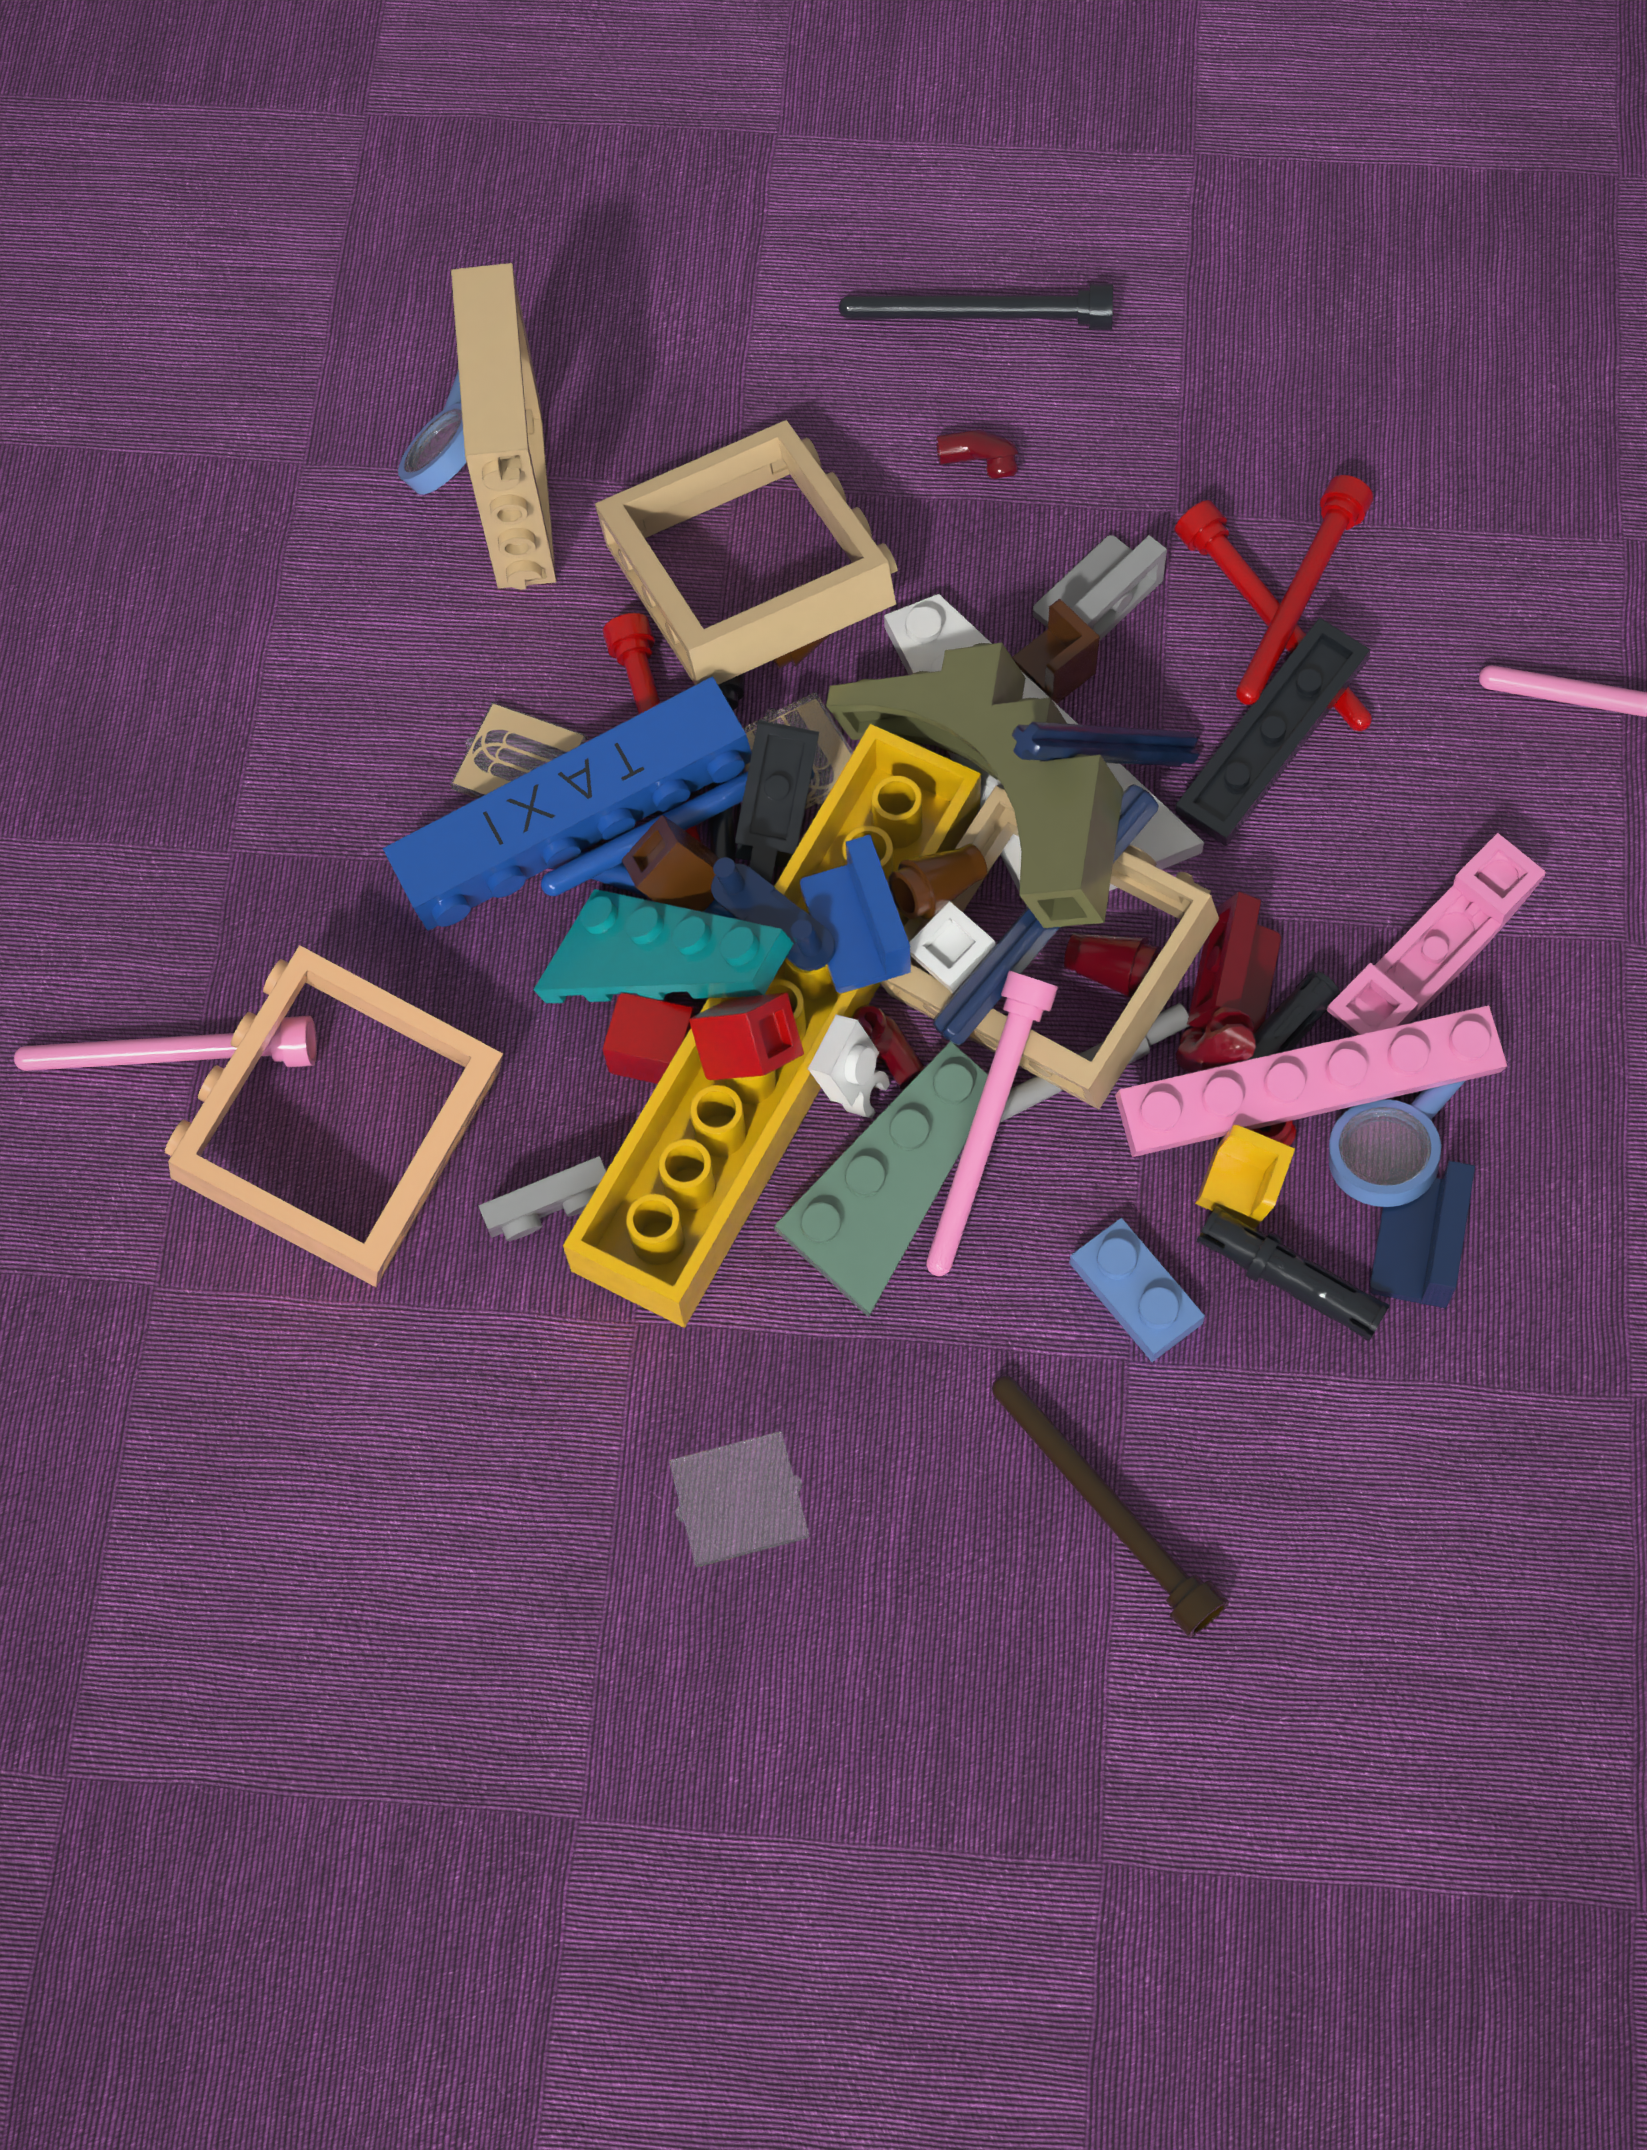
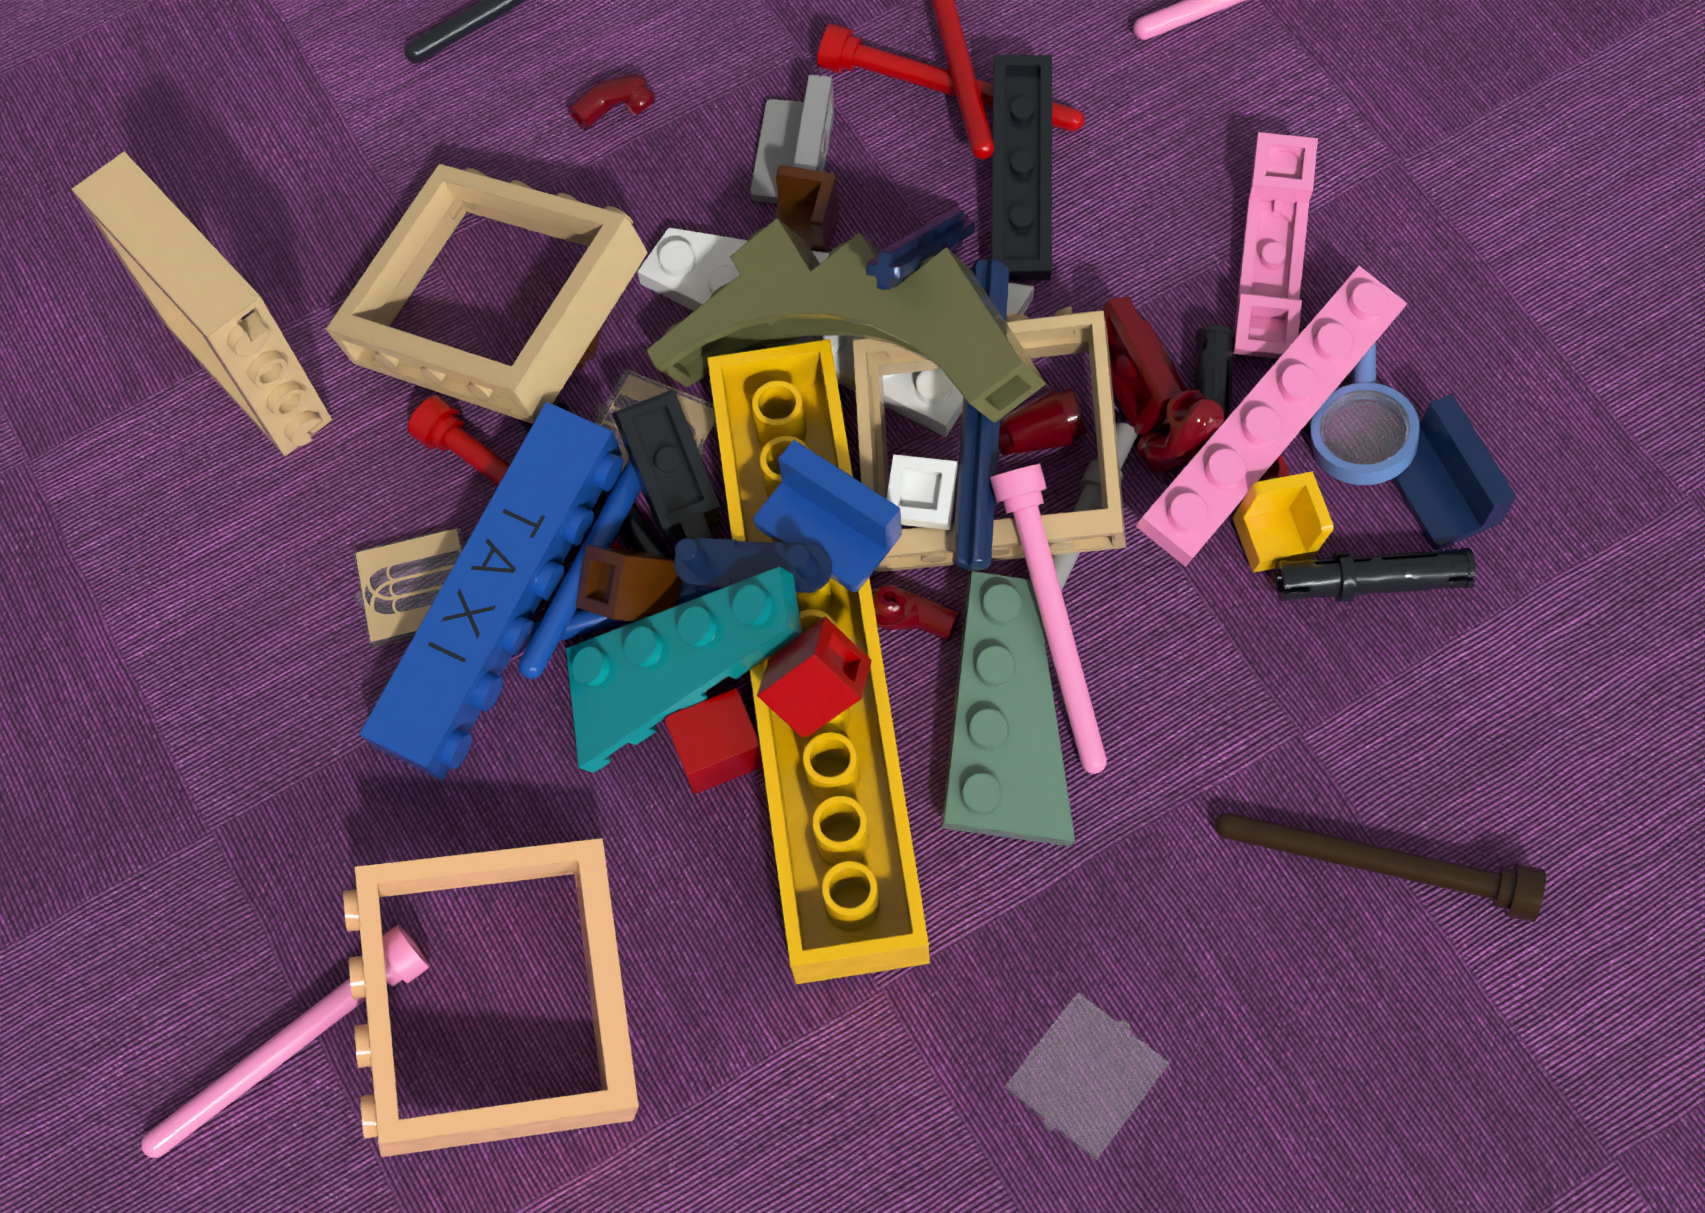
camera: 35 degrees left, 0 degrees up
(437, 449) = (150, 360): piece -> none
(520, 1210) = (748, 914): light grey plate -> none
(847, 1066) = (905, 647): white plate -> none
(932, 880) = (869, 443): reddish brown cone -> none
(1136, 1289) = (1265, 672): medium blue plate -> none

